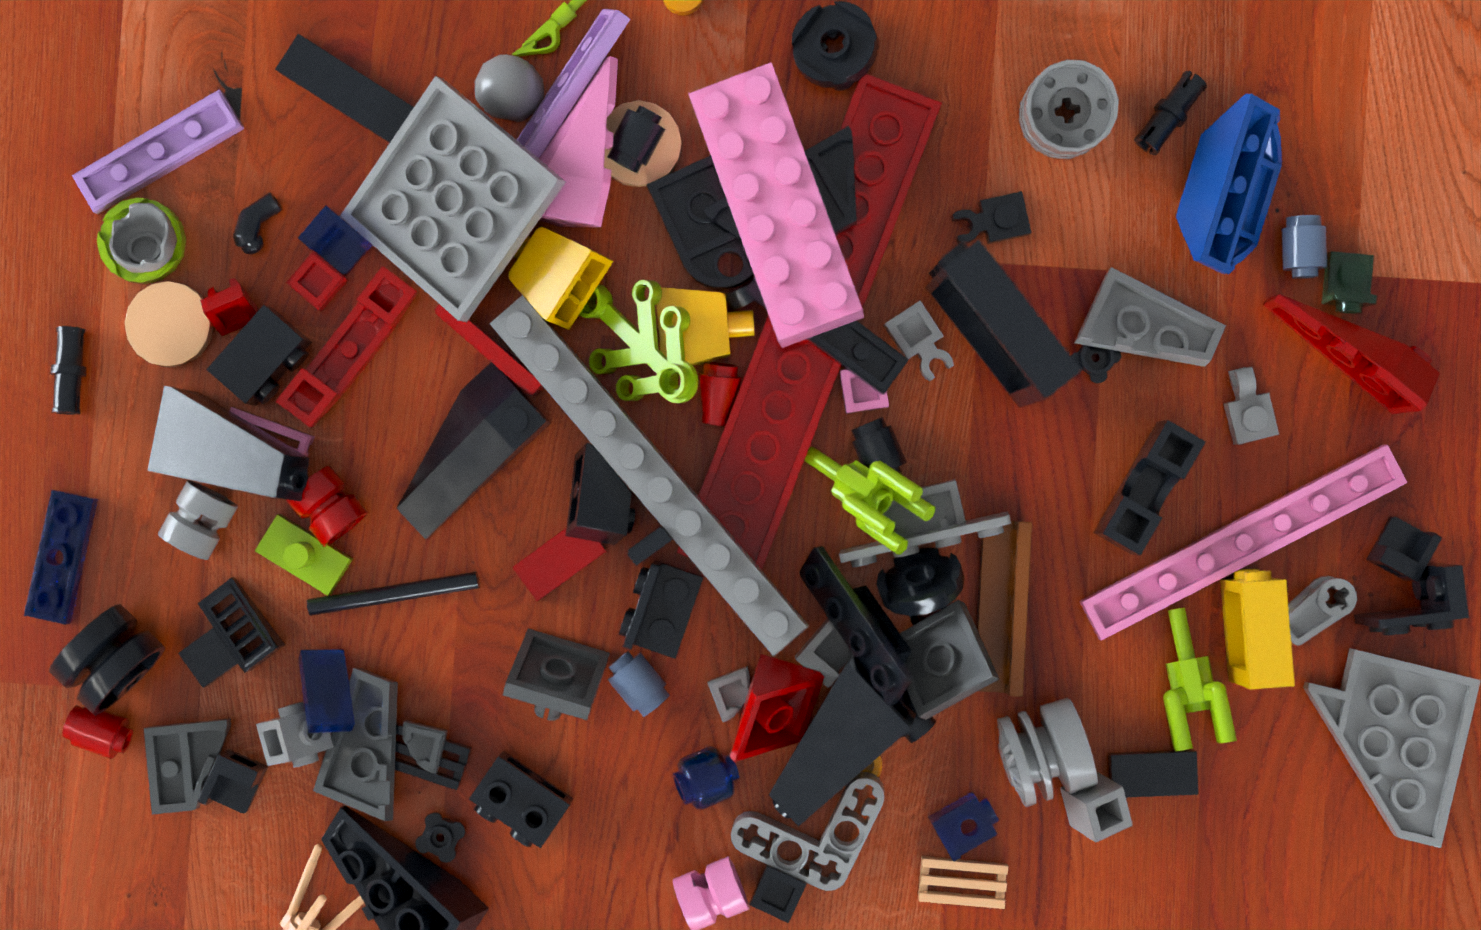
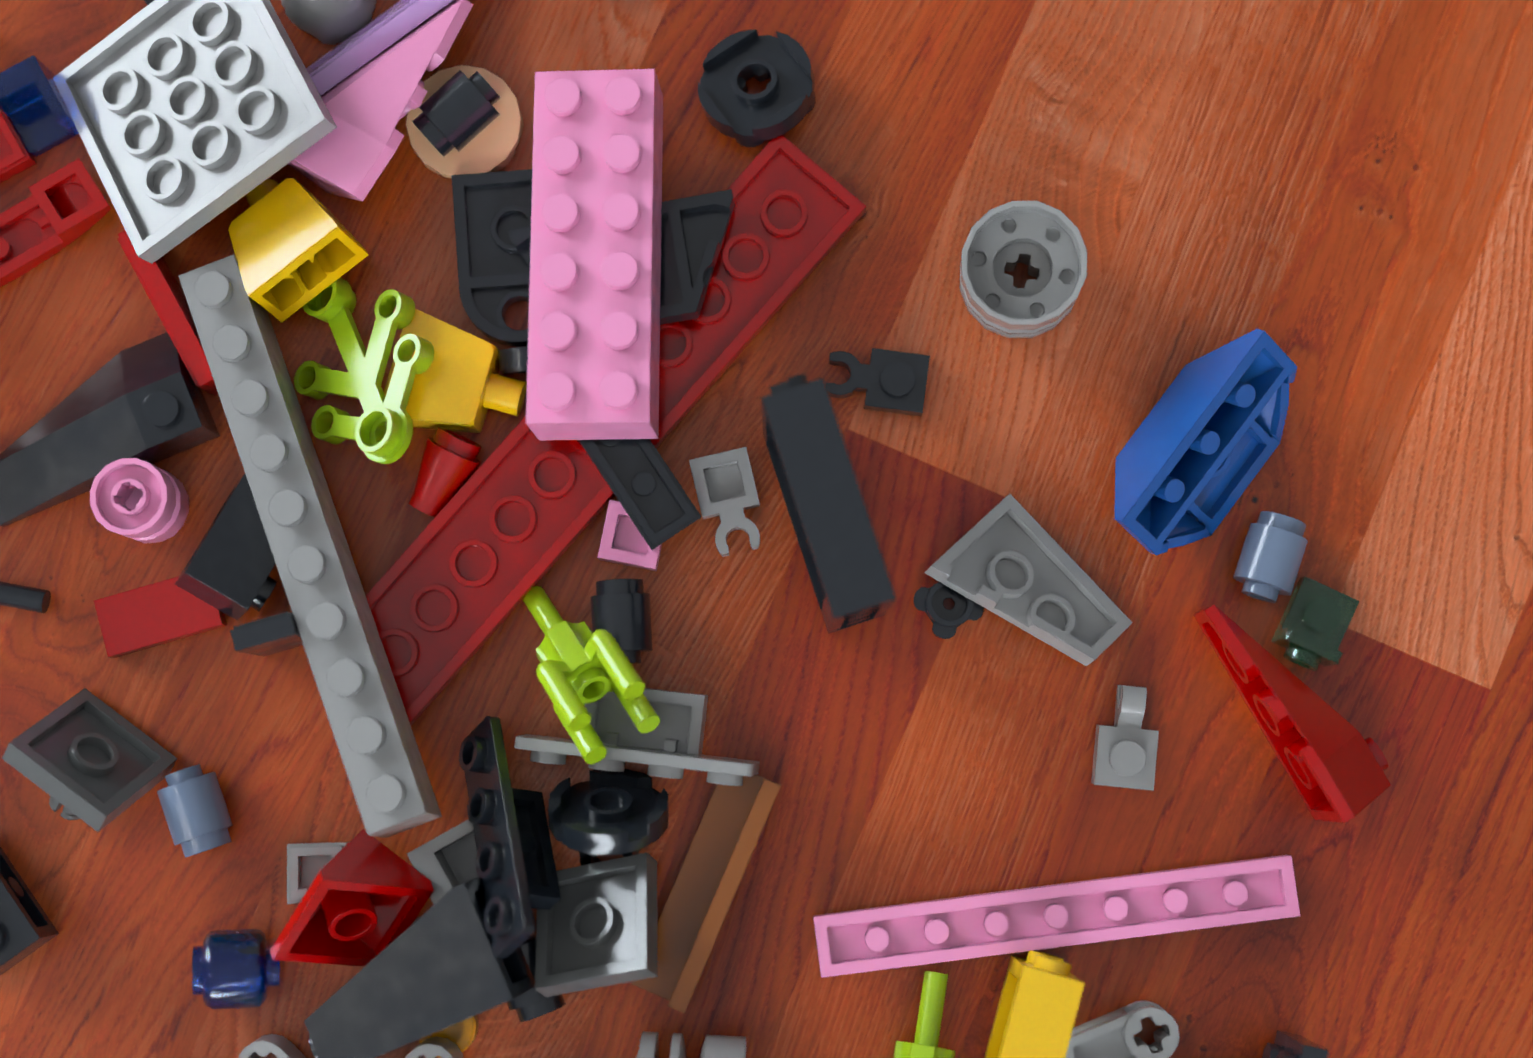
camera: 25 degrees right, 5 degrees down
(519, 487) = (139, 500): none -> bright pink wheel
(662, 609) = (257, 722): black bracket -> none
(1156, 470) = (954, 796): black arch -> none
(1170, 112) = (1157, 324): black pin -> none
(1403, 549) = (1266, 1003): black panel -> none

